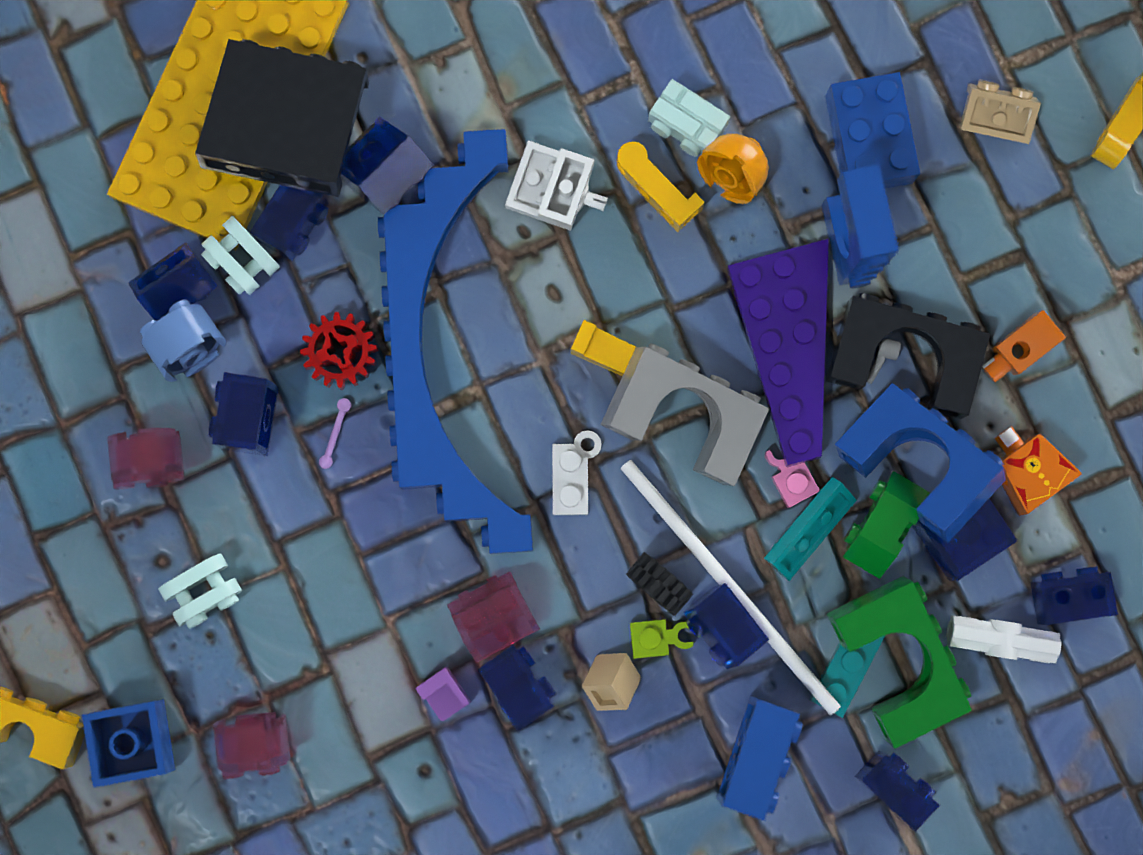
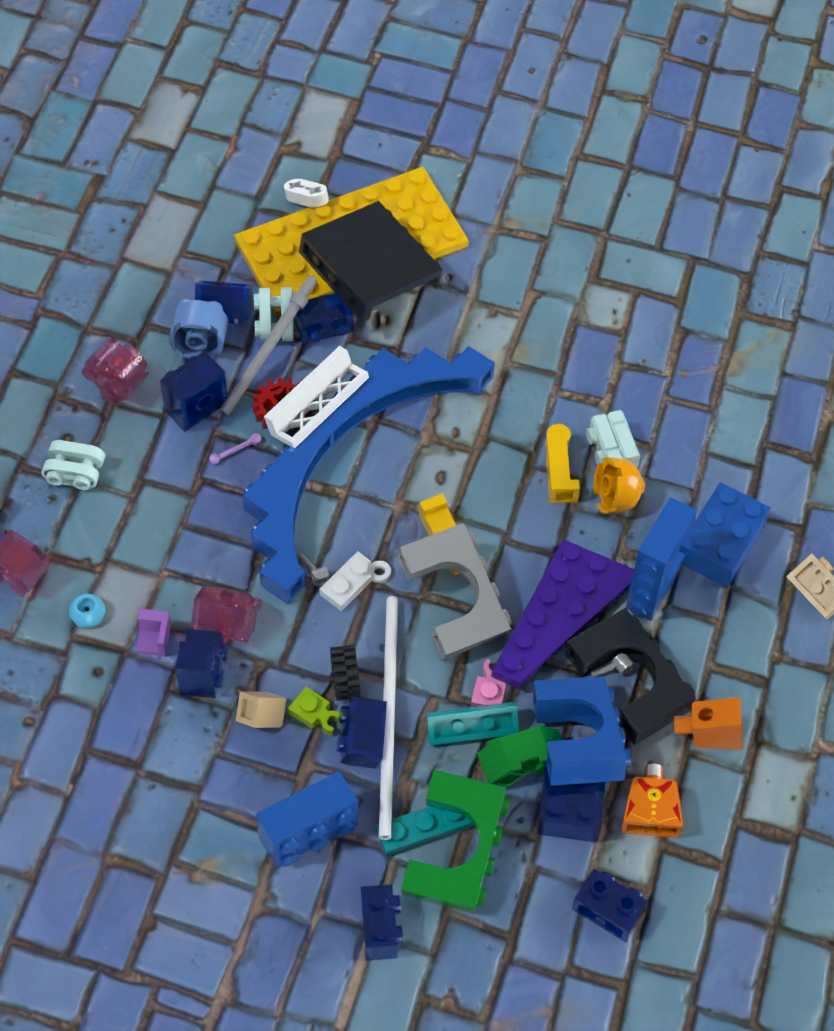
camera: 40 degrees right, 25 degrees down
(134, 77) = (306, 193): none -> white beam
(258, 229) = (297, 301): none -> light grey bar
(362, 322) = (309, 396): none -> white fence
(370, 721) = (87, 618): none -> medium azure plate
(383, 165) = (403, 327): clear blue brick -> none
(539, 499) = (318, 576): none -> light grey hand
(553, 185) = (496, 417): white plate -> none
(1003, 639) = (538, 892): white piece -> none

